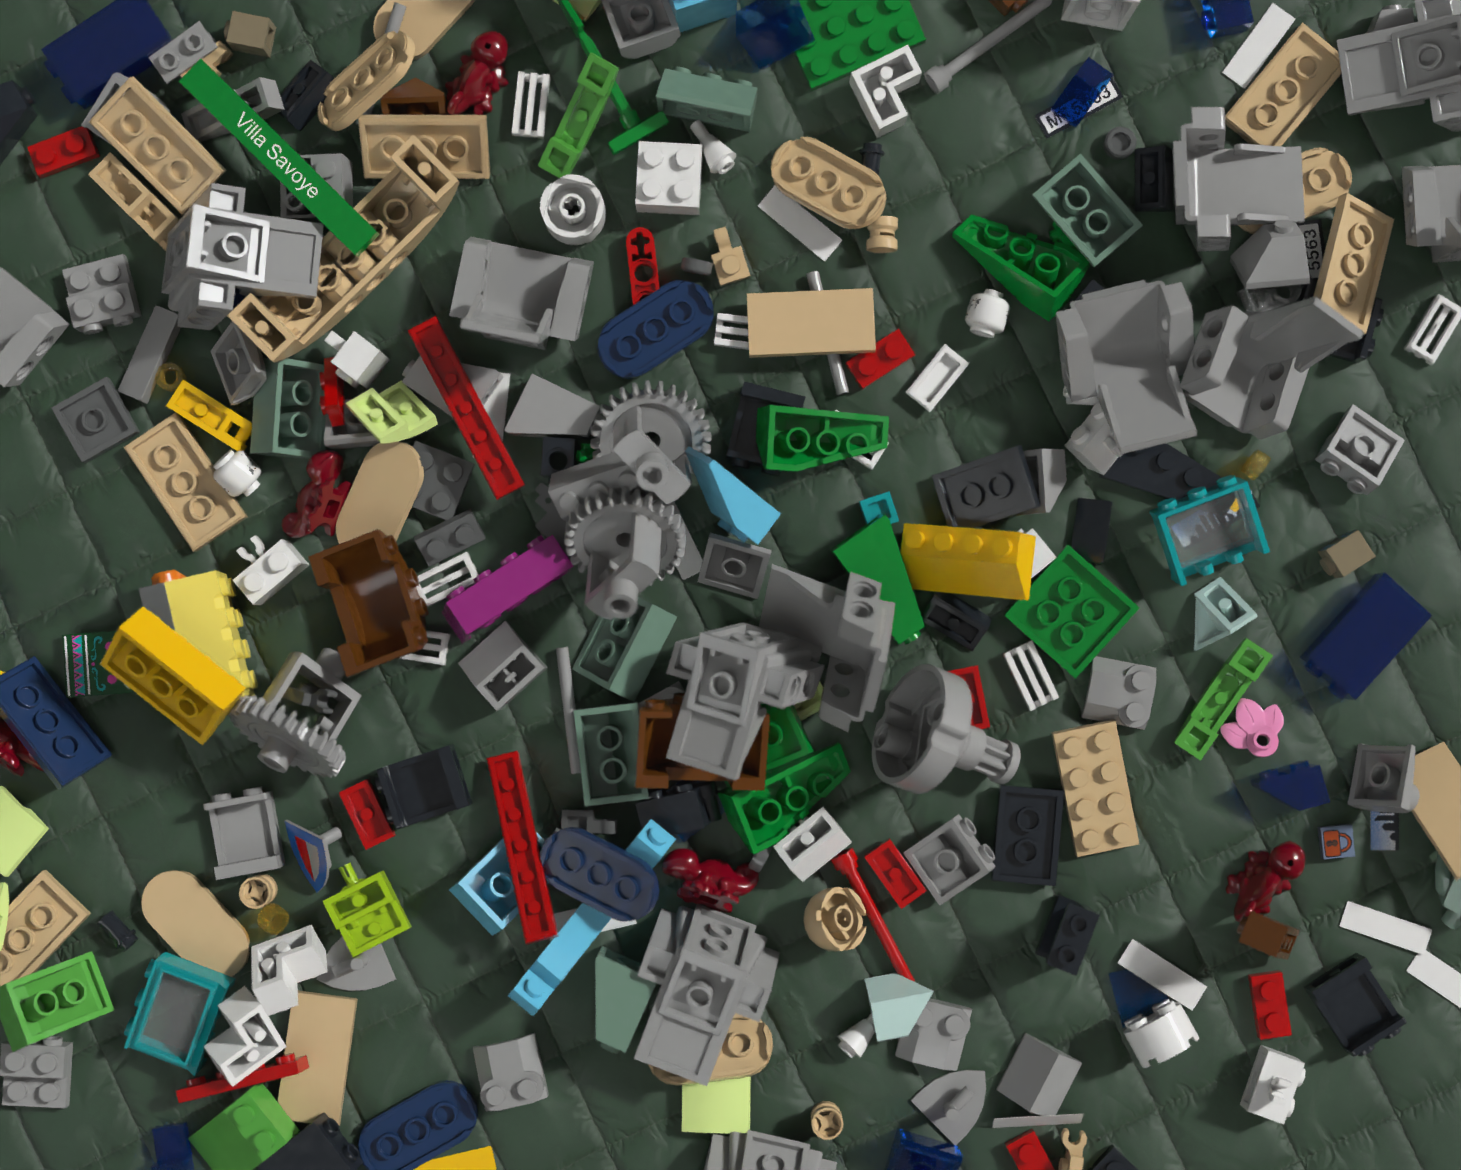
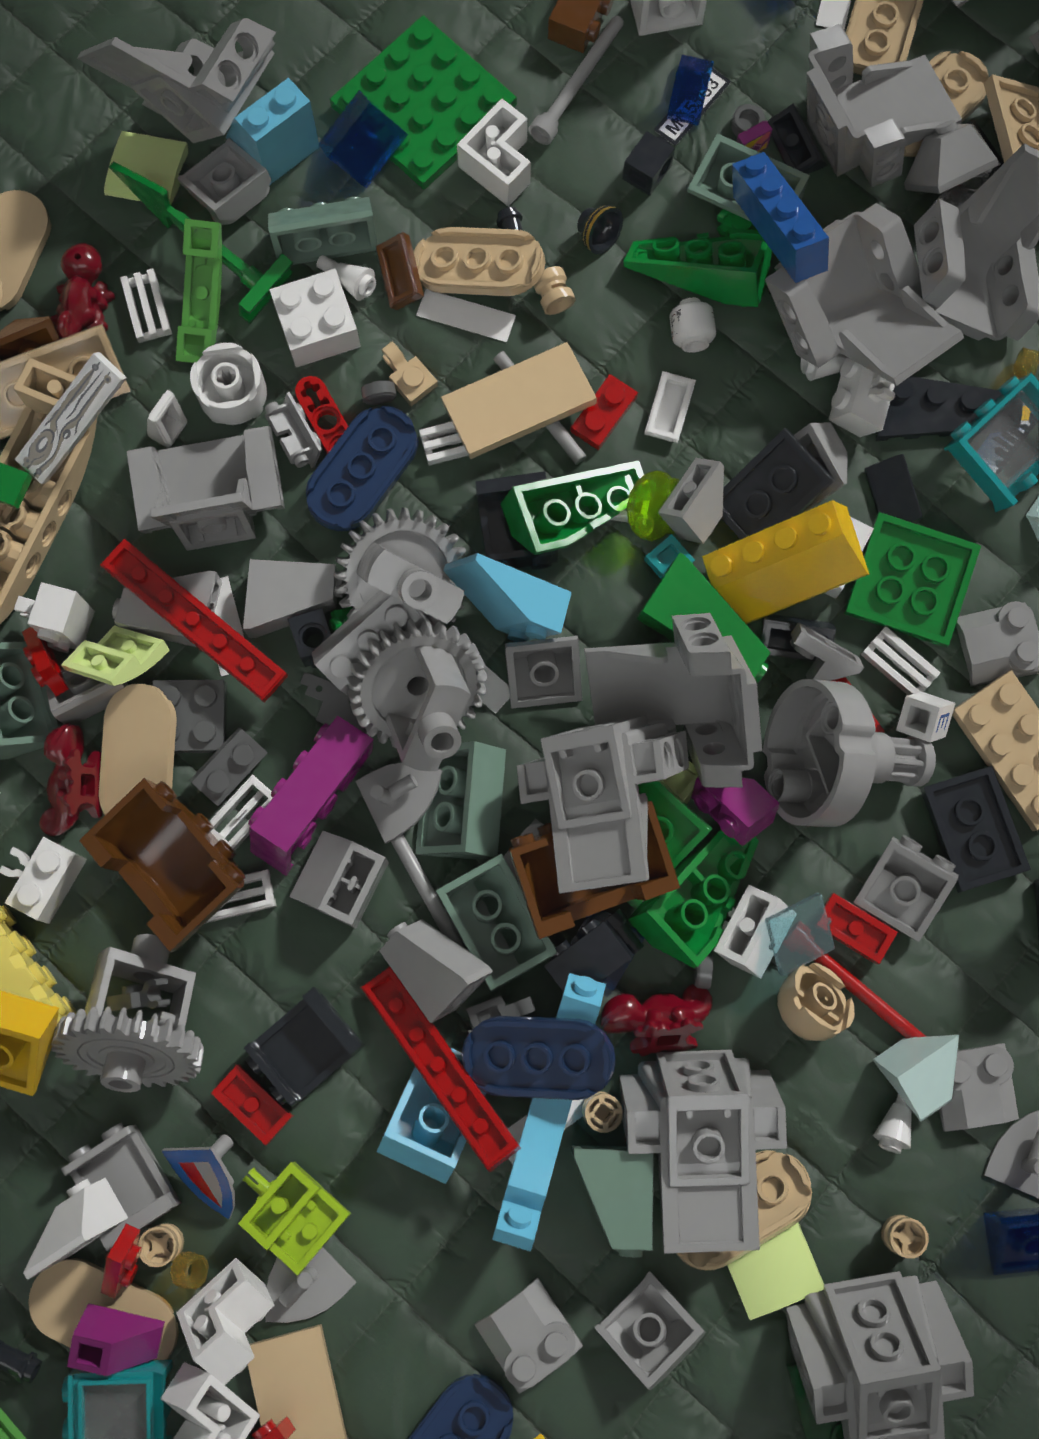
camera: 25 degrees left, 10 degrees down
(197, 948) = (113, 1340): none -> magenta slope
(200, 851) = (76, 1223): none -> white slope
(224, 894) = (121, 1262): none -> red plate
(427, 203) = (70, 417): none -> white tile
(508, 221) = (166, 420): none -> white slope
(547, 768) = (433, 968): none -> light grey slope
(571, 621) = (398, 797): none -> light grey shield
(602, 1108) = (651, 1331): none -> light grey slope
(614, 285) = (302, 444): none -> light grey hinge
(635, 928) = (599, 1107): none -> tan wheel
(758, 162) = (399, 271): none -> reddish brown tile
(842, 748) = (738, 810): none -> magenta slope
(846, 862) = (800, 933): none -> clear light blue piece
(885, 461) = (645, 502): none -> clear neon green dish
(921, 472) = (696, 501): none -> light grey slope
(945, 193) = (600, 227): none -> black piece
(972, 650) = (831, 660): none -> light grey slope
(1014, 149) = (648, 163): none -> black brick
(1027, 730) = (925, 716): none -> white brick
(1091, 263) = (780, 217): none -> blue brick
(1114, 165) = (756, 136): none -> magenta tile

